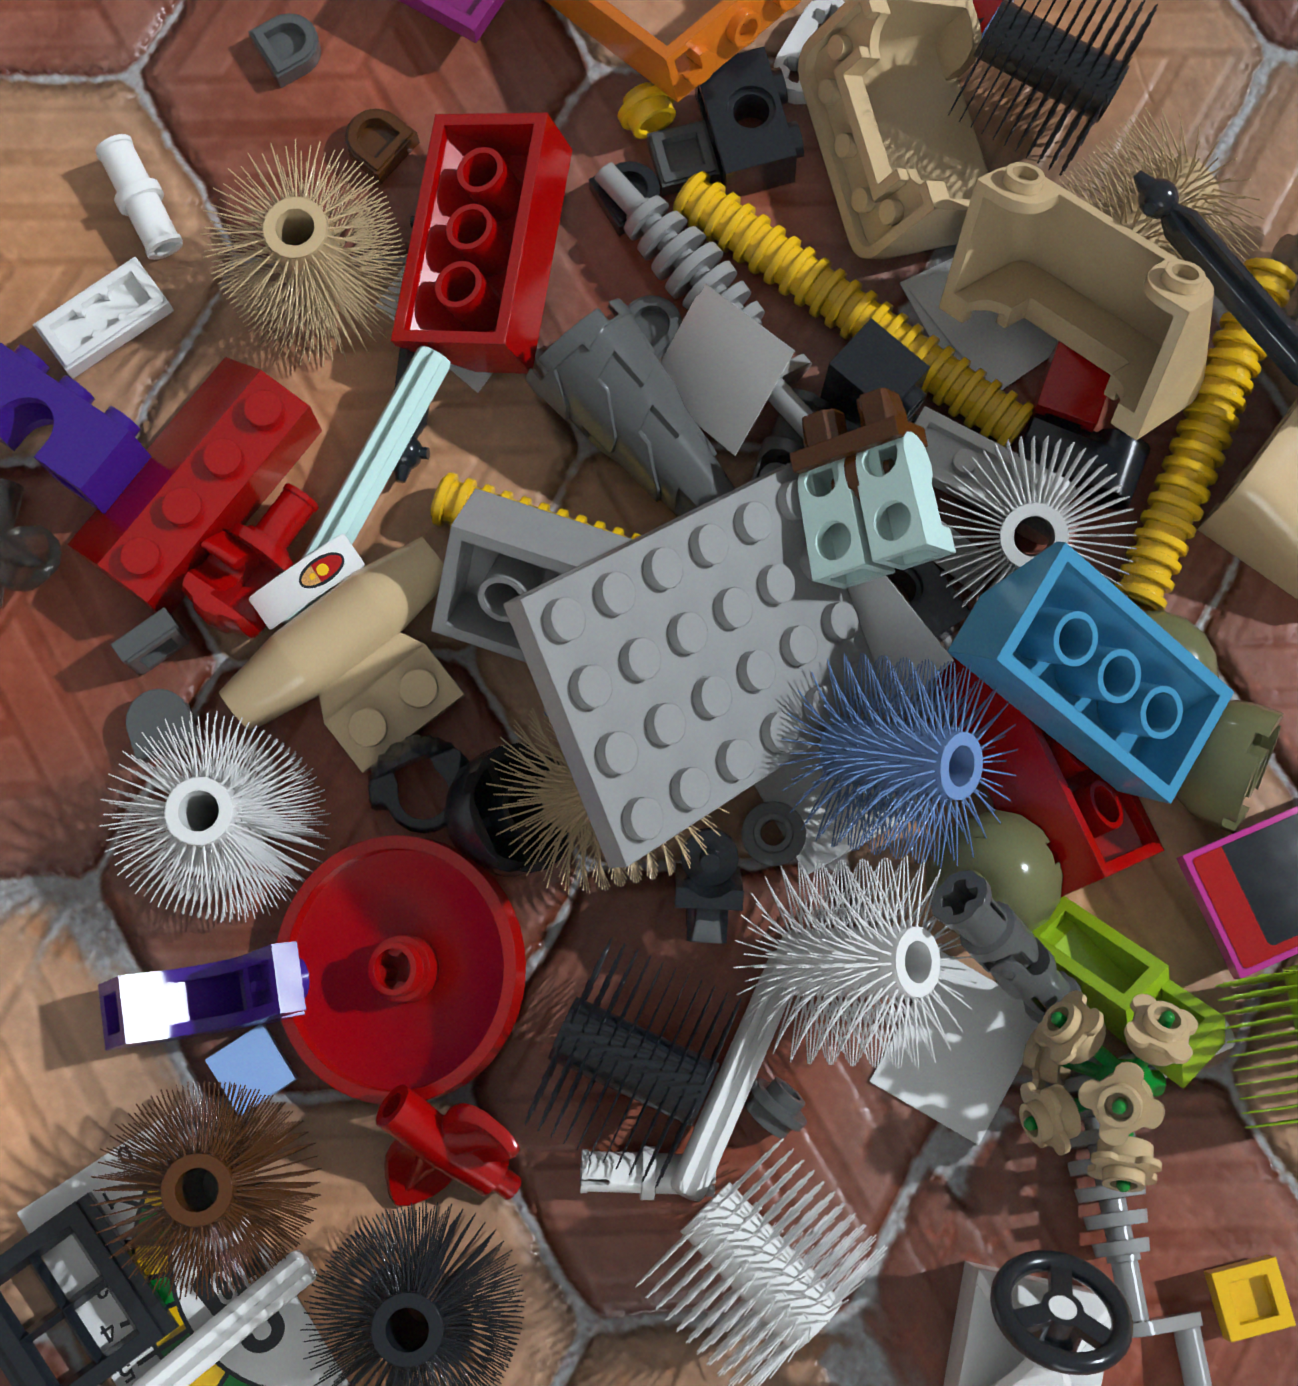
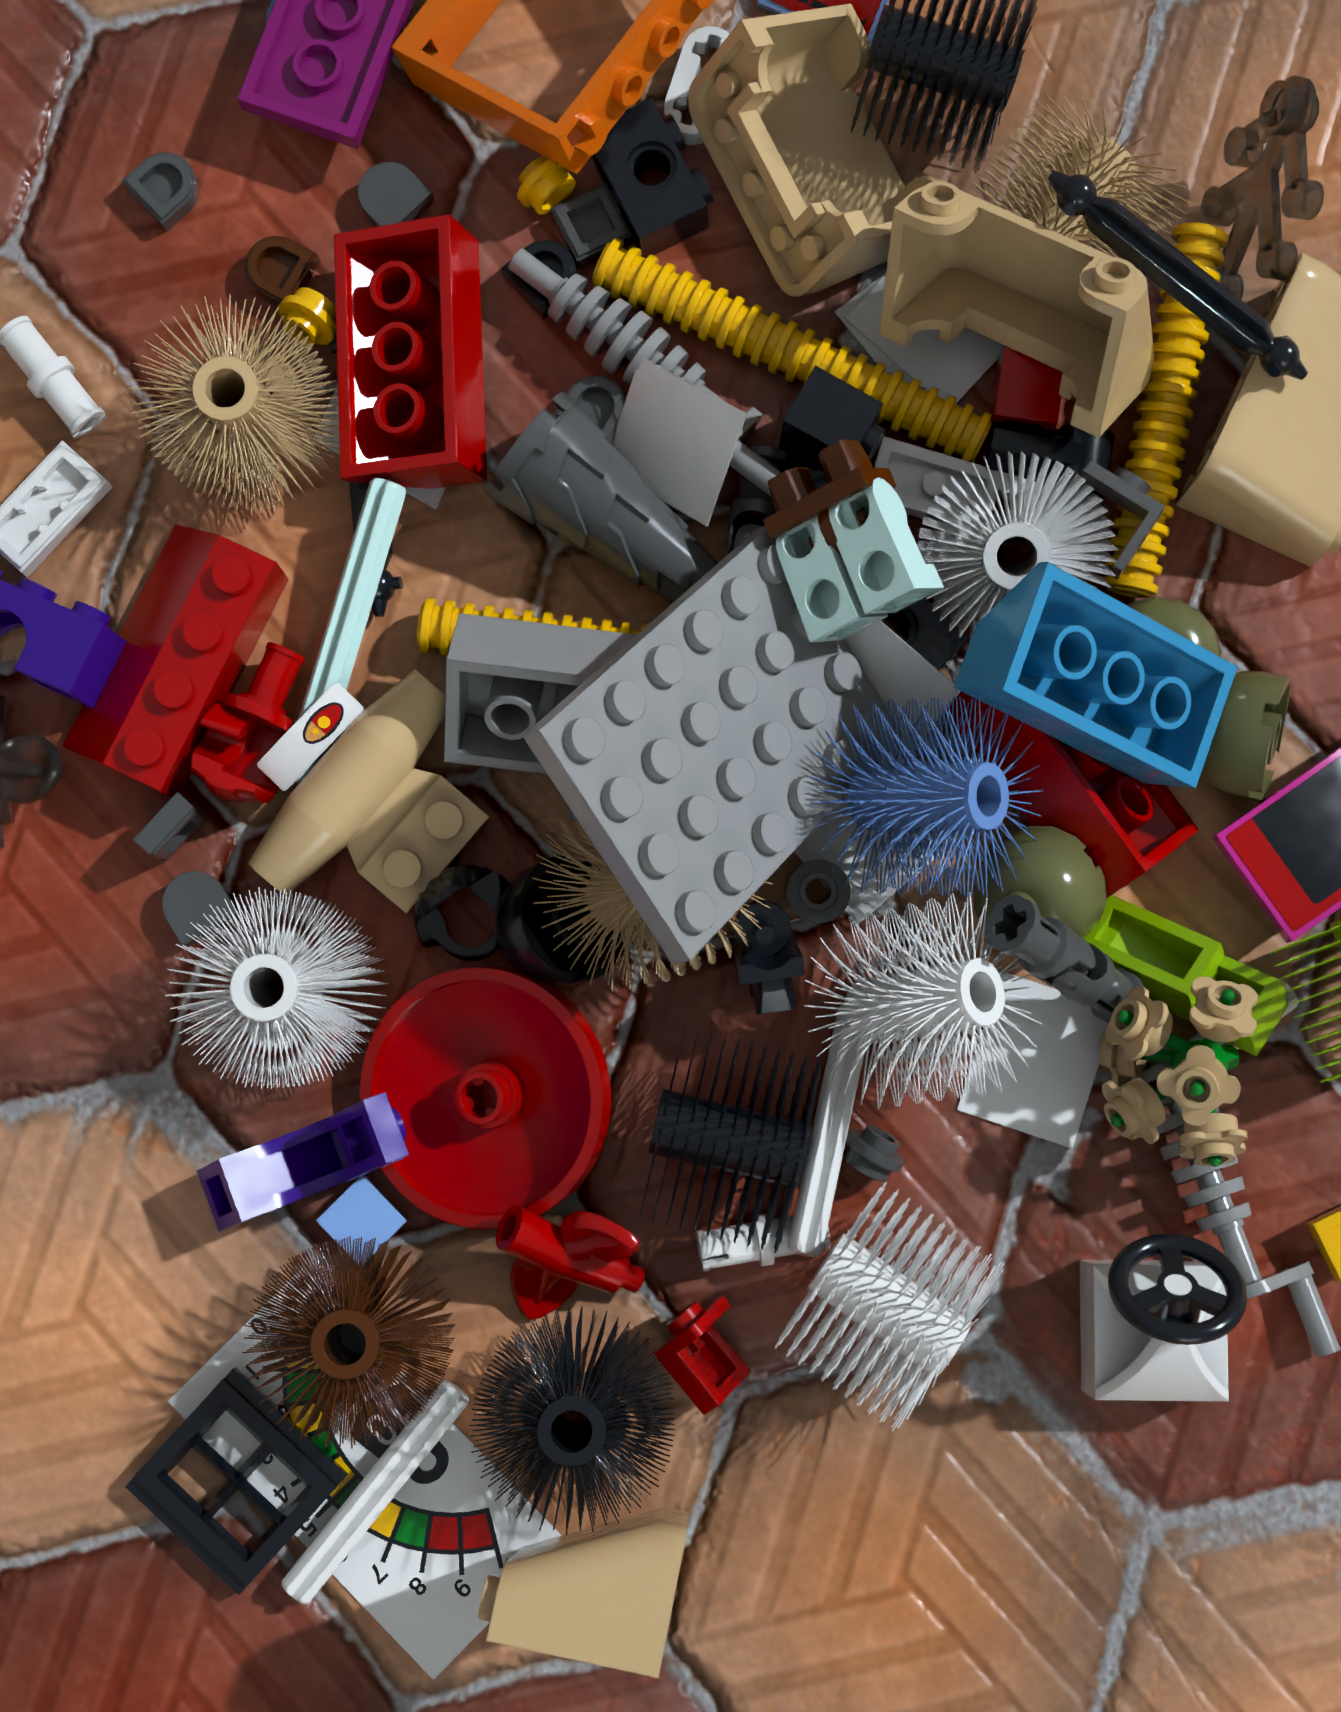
camera: 10 degrees left, 5 degrees up
(400, 186) = (313, 313): none -> yellow plate
(500, 89) = (392, 194): none -> dark grey tile
(560, 1280) = (701, 1356): none -> red bracket
(1156, 503) = (1131, 494): none -> flat silver bracket

